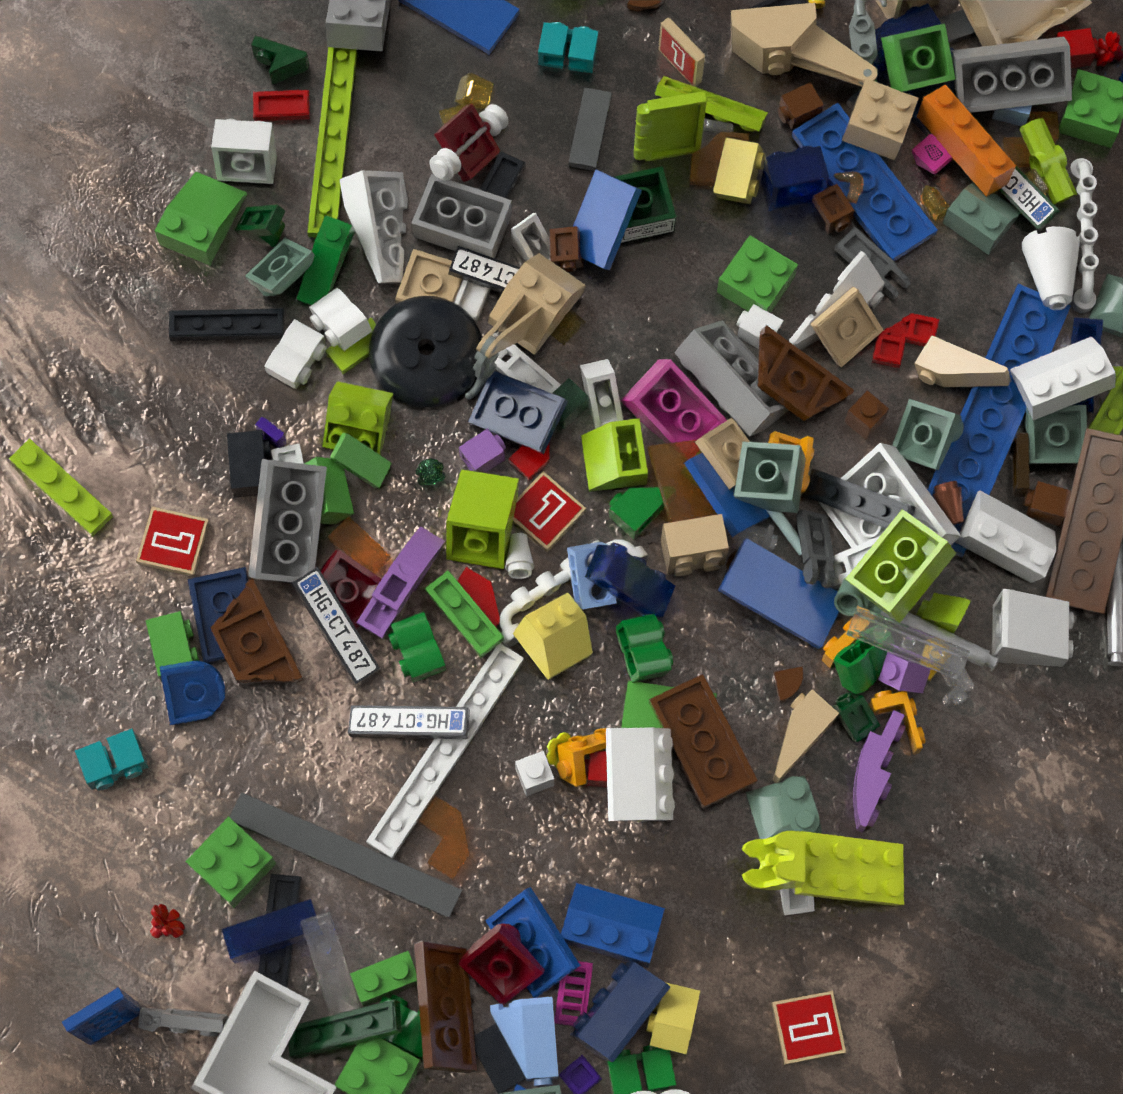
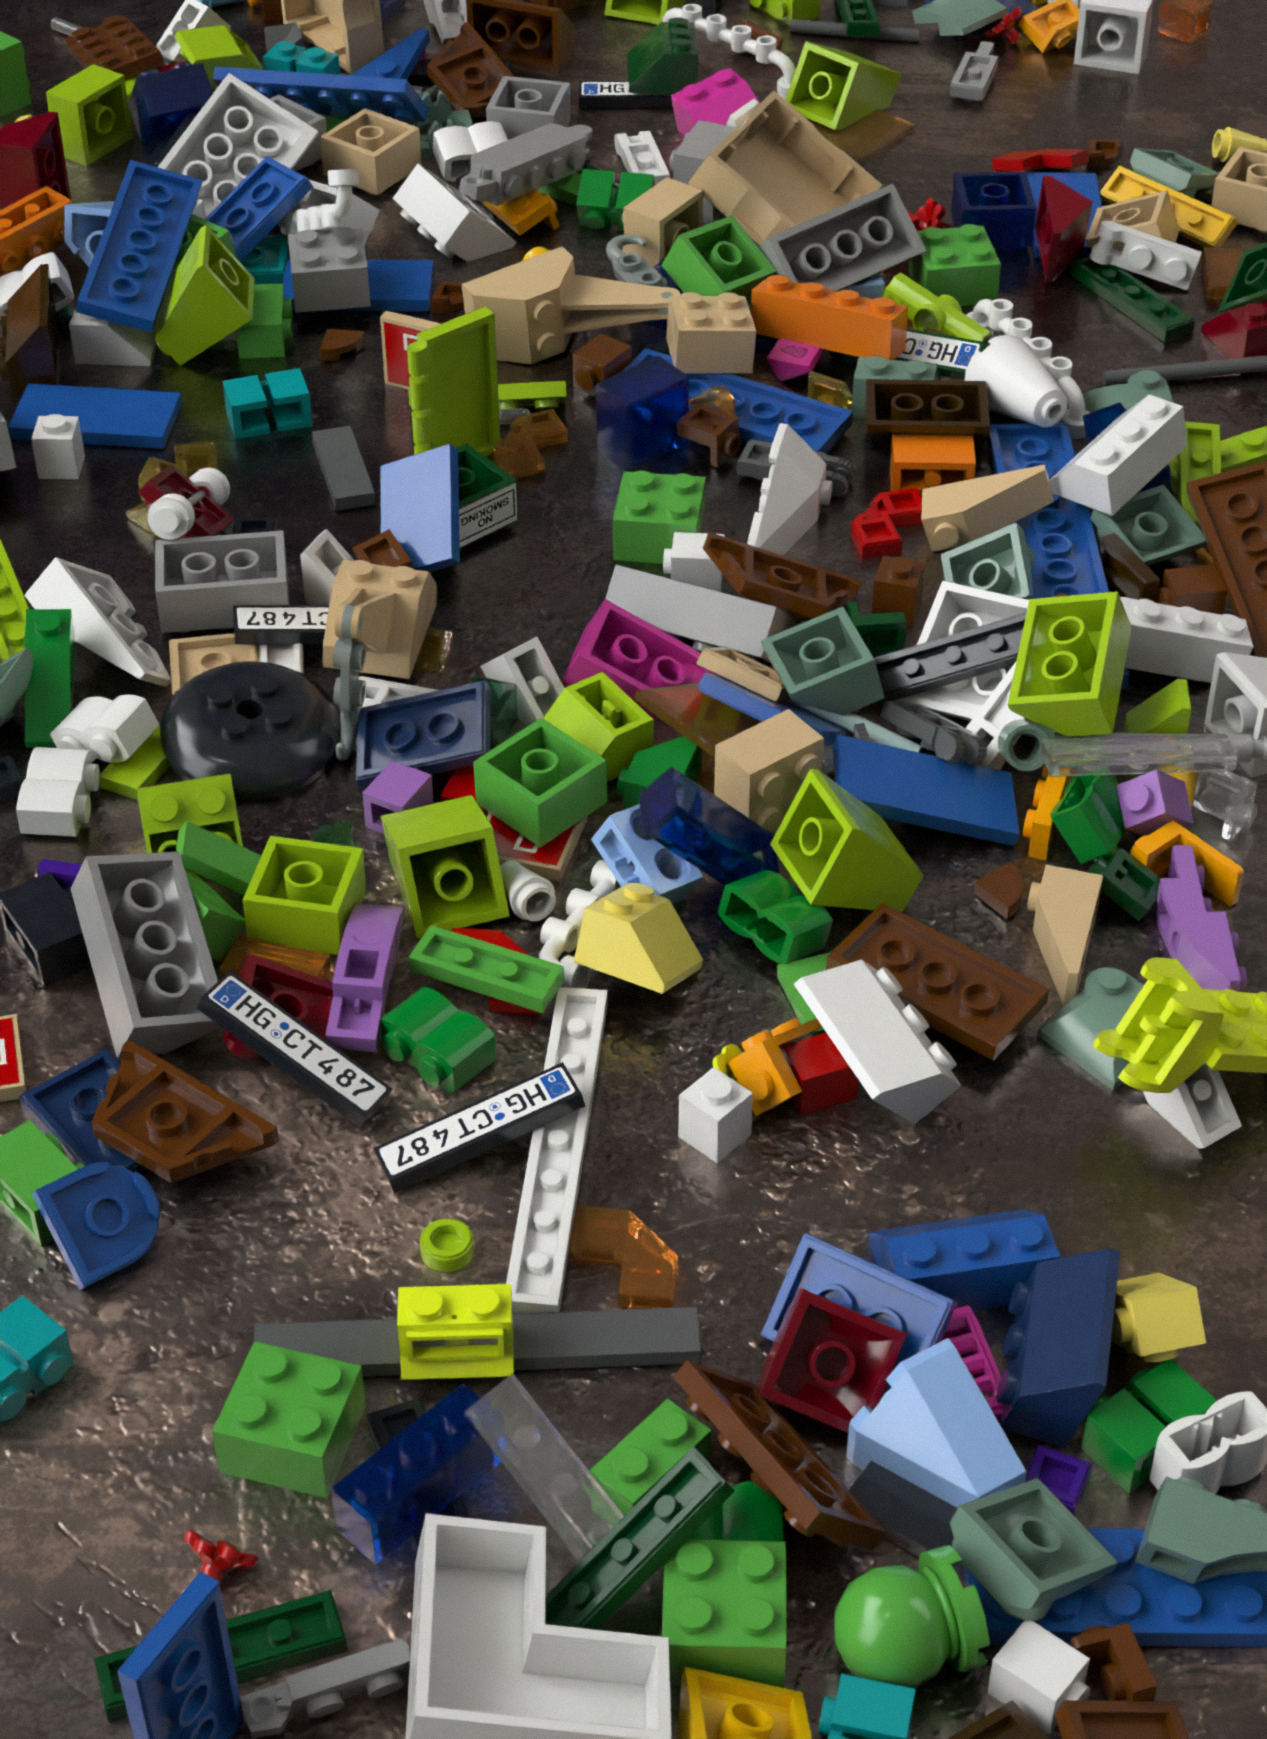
camera: 25 degrees left, 30 degrees down
(146, 974) = (259, 1644): none -> dark green tile
(329, 855) = (455, 1331): none -> neon yellow window
(360, 784) = (447, 1245): none -> lime tile
(393, 510) = (304, 893): none -> lime brick
(418, 36) = (58, 447): none -> white brick
(504, 72) = (196, 455): none -> clear yellow slope
(560, 490) = (540, 782): none -> bright green brick
(702, 628) = (843, 850): none -> lime slope
(739, 171) = (566, 430): light yellow brick -> none
(831, 445) = (881, 631): none -> dark green bracket
(847, 326) = (810, 515): tan tile -> none
(959, 304) = (930, 460): none -> orange brick
(977, 262) = (925, 409): none -> dark brown slope

